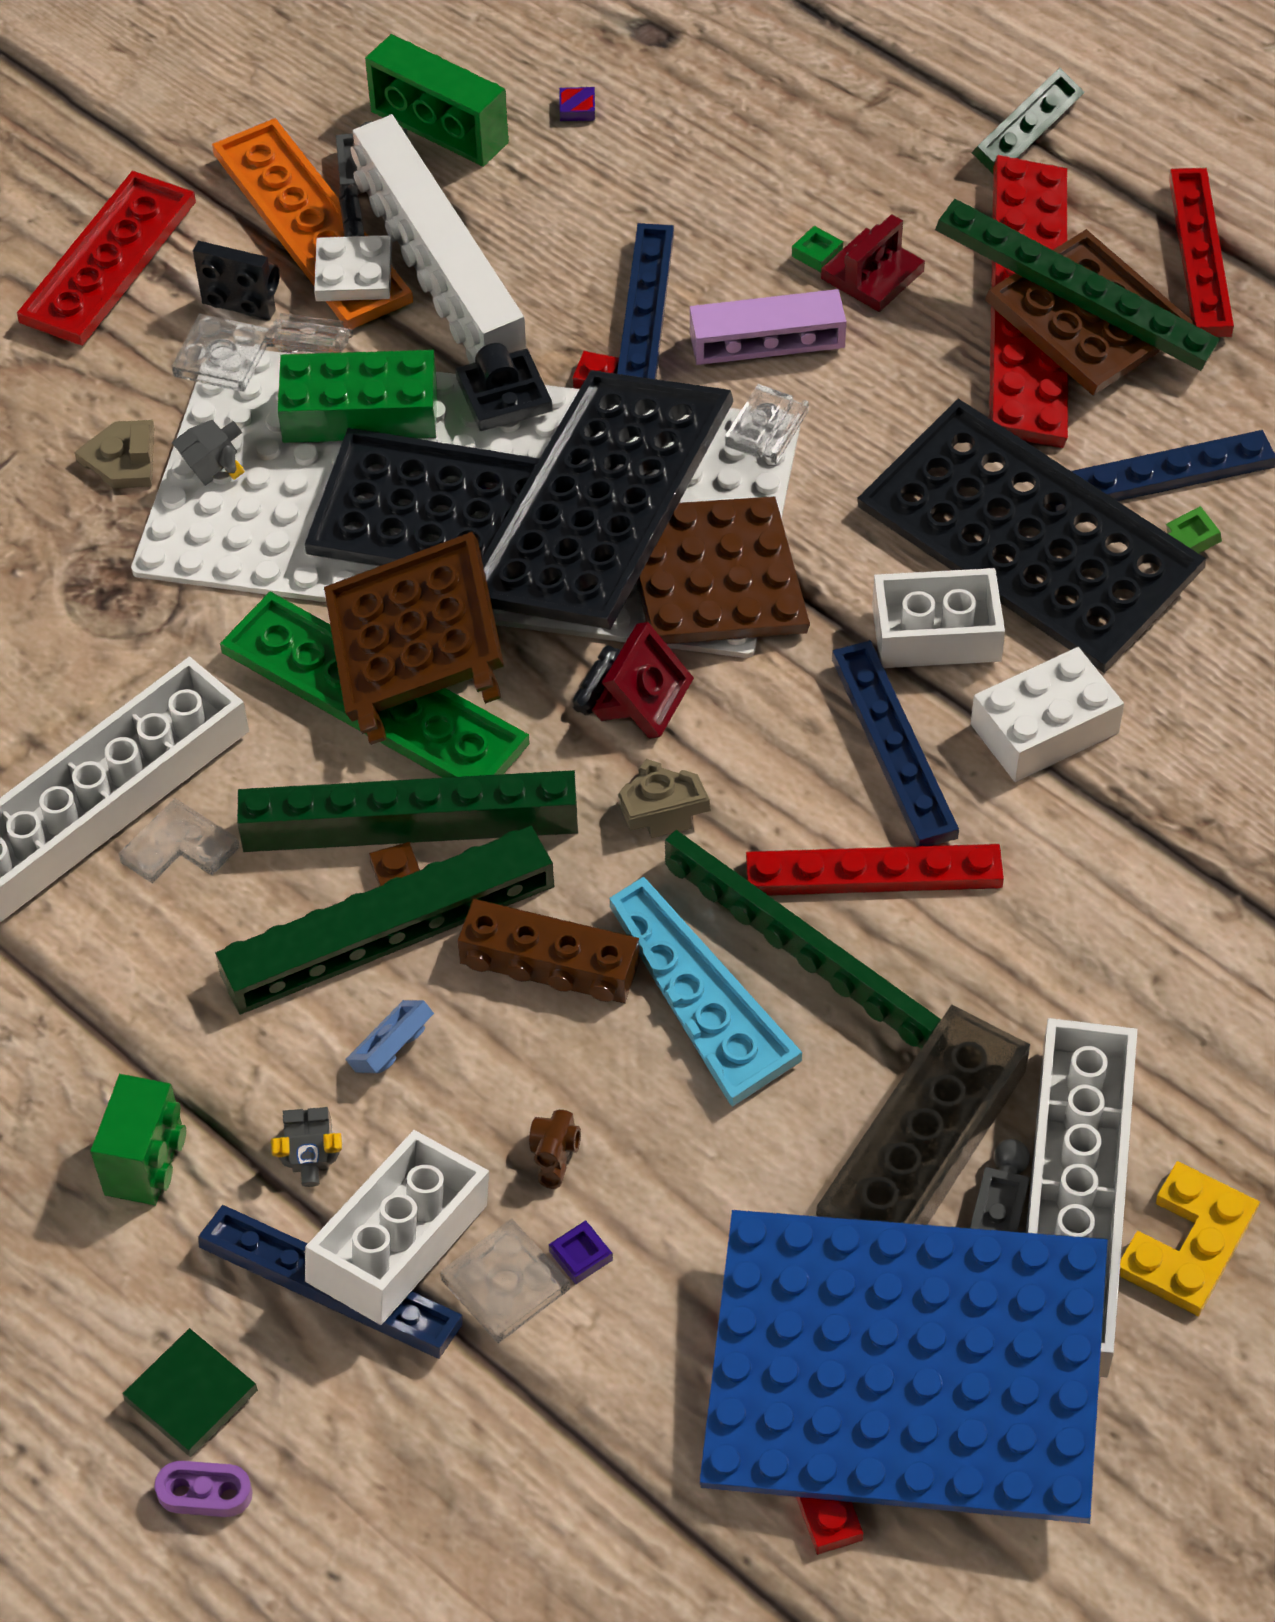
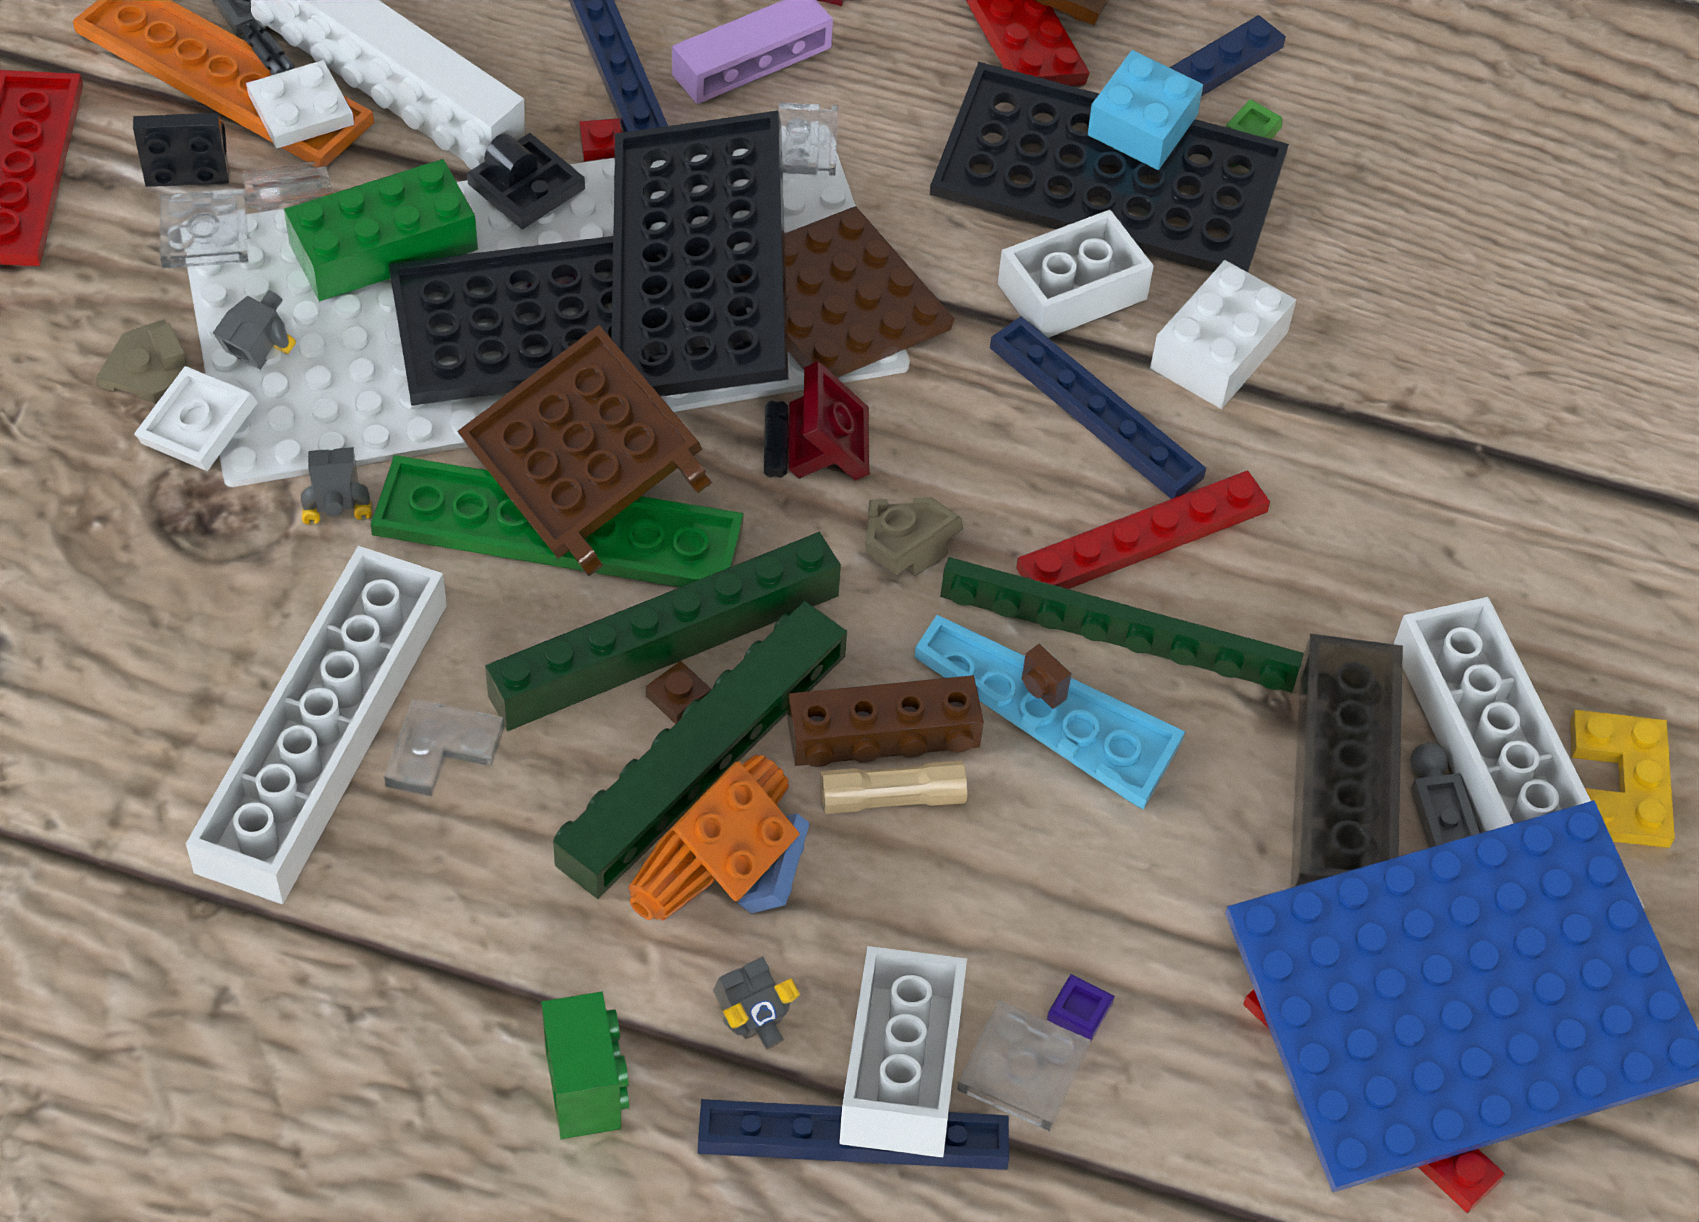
camera: 30 degrees left, 0 degrees up
(130, 510) = (196, 418): none -> white plate
(208, 600) = (334, 486): none -> dark grey piece
(348, 997) = (723, 837): none -> orange plate
(494, 1001) = (926, 784): none -> tan axle
(551, 1142) = (1001, 905): reddish brown plate -> none
(697, 961) = (1045, 676): none -> reddish brown plate
(1078, 486) = (1145, 109): none -> medium azure brick

